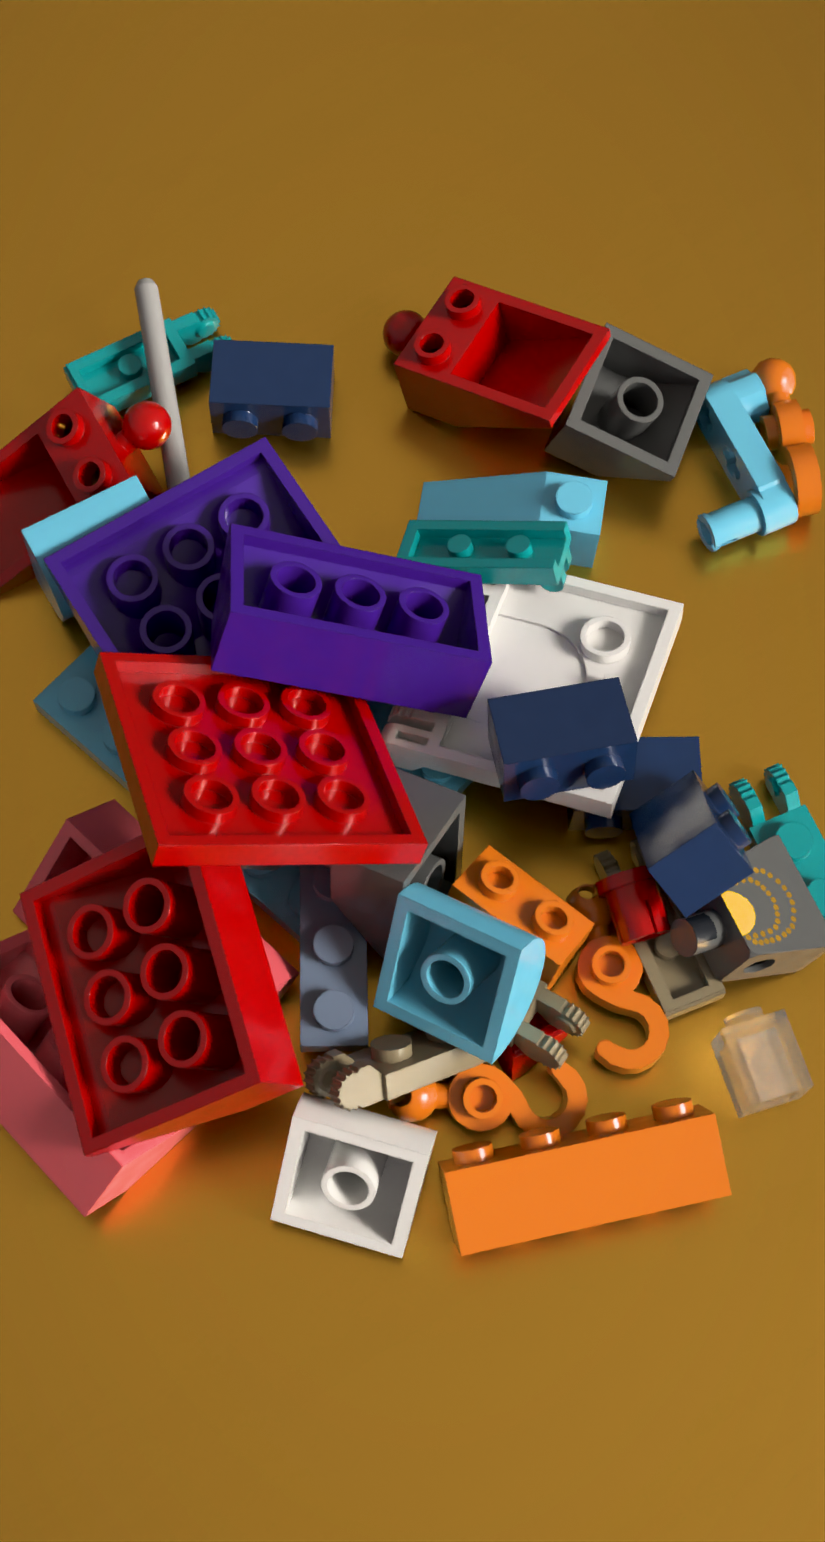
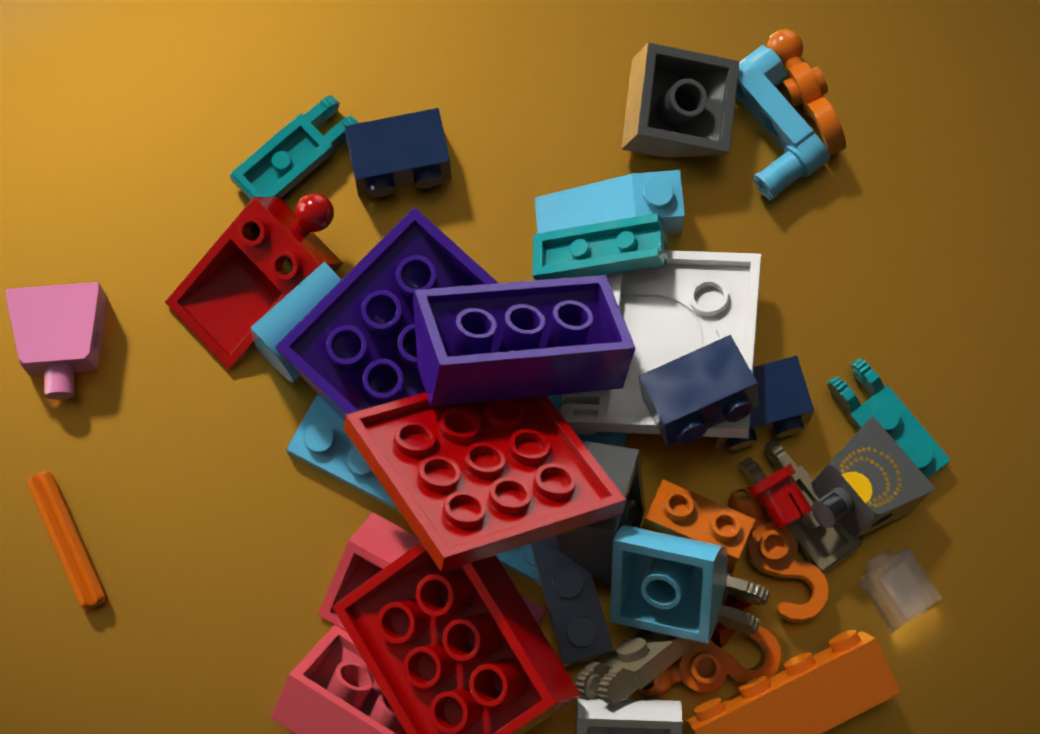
camera: 10 degrees left, 5 degrees up
(161, 378) = (314, 175): light grey bar -> none
(491, 358) = (565, 89): red slope -> none
(692, 842) = (812, 442): dark blue brick -> none

